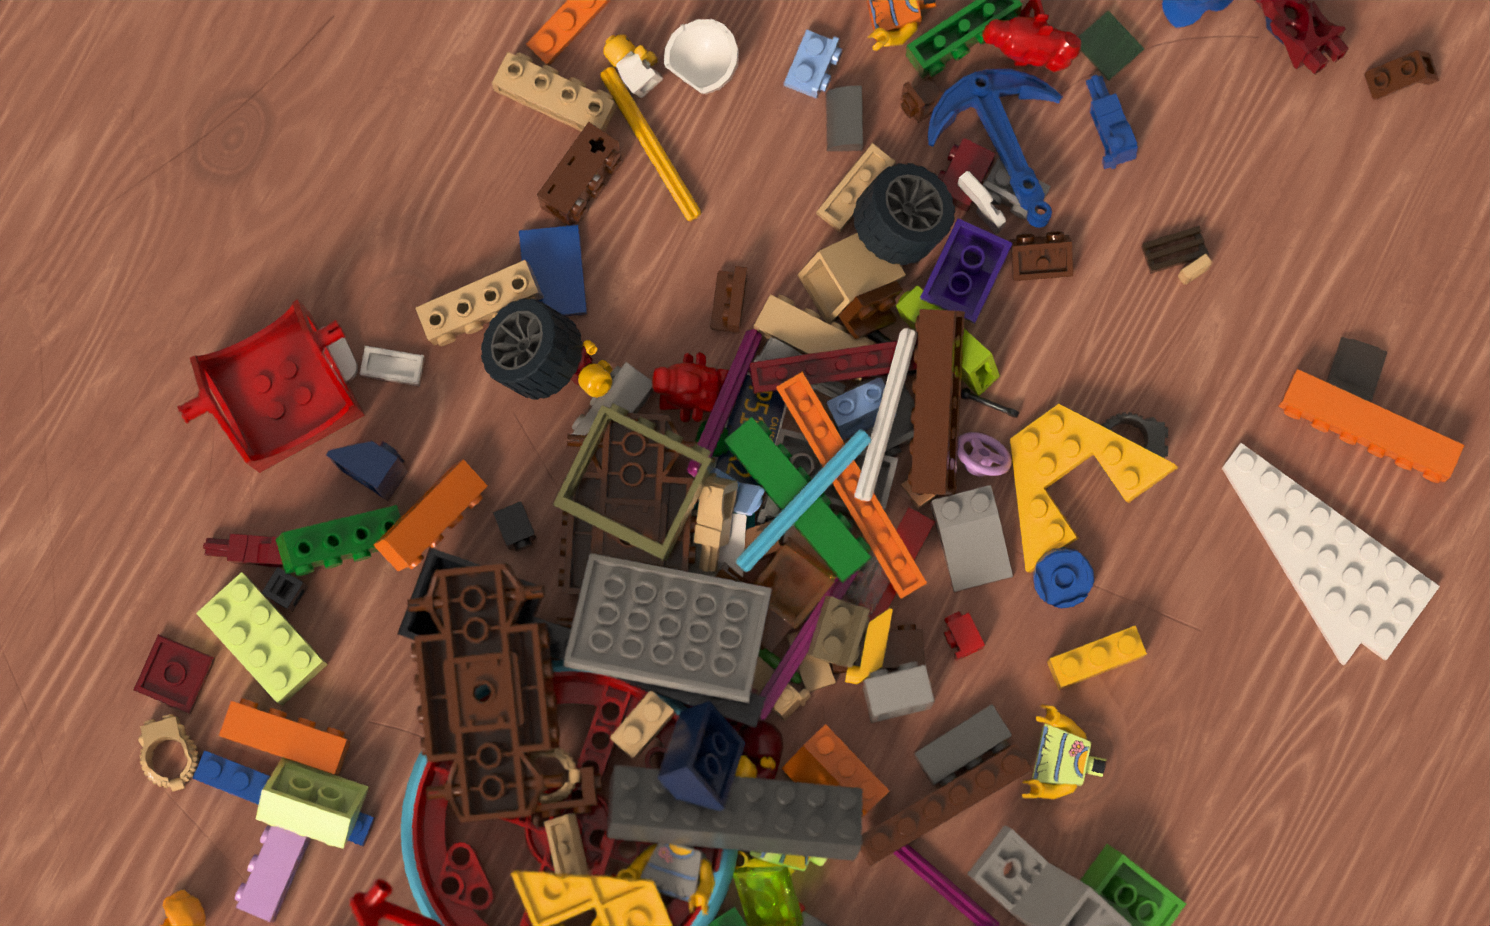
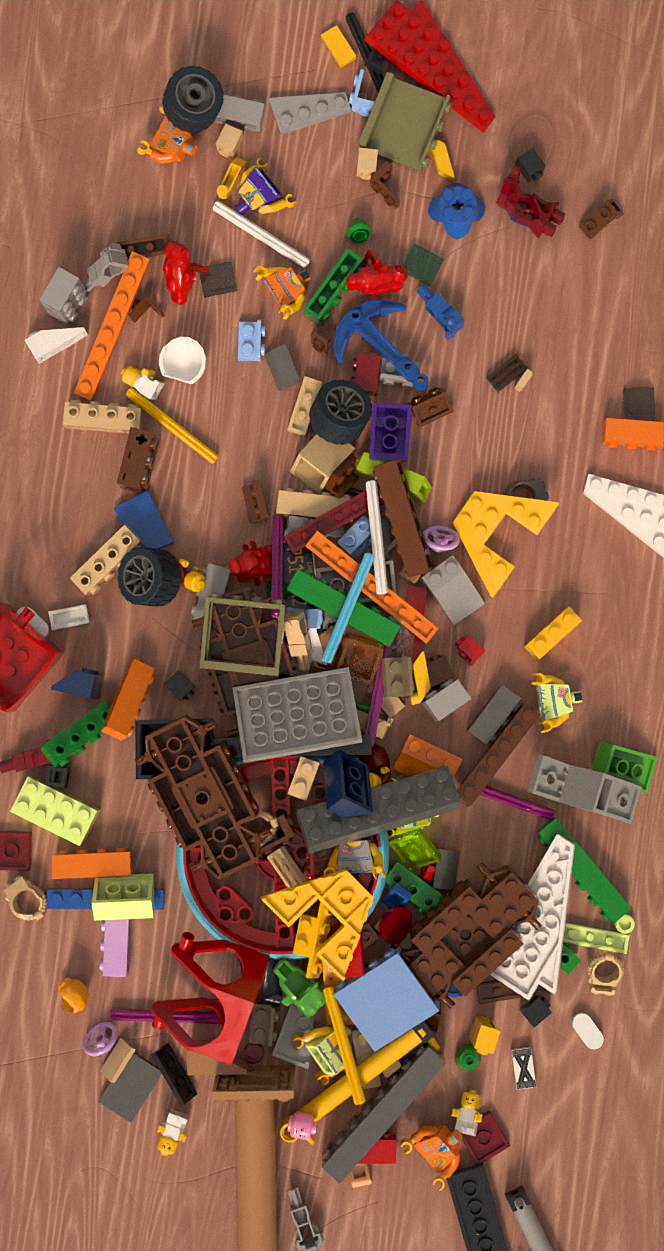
camera: 30 degrees left, 5 degrees up
(966, 394) = (446, 506): black hinge -> none
(982, 198) = (384, 386): white tile -> none
(1063, 577) = (515, 593): blue tile -> none

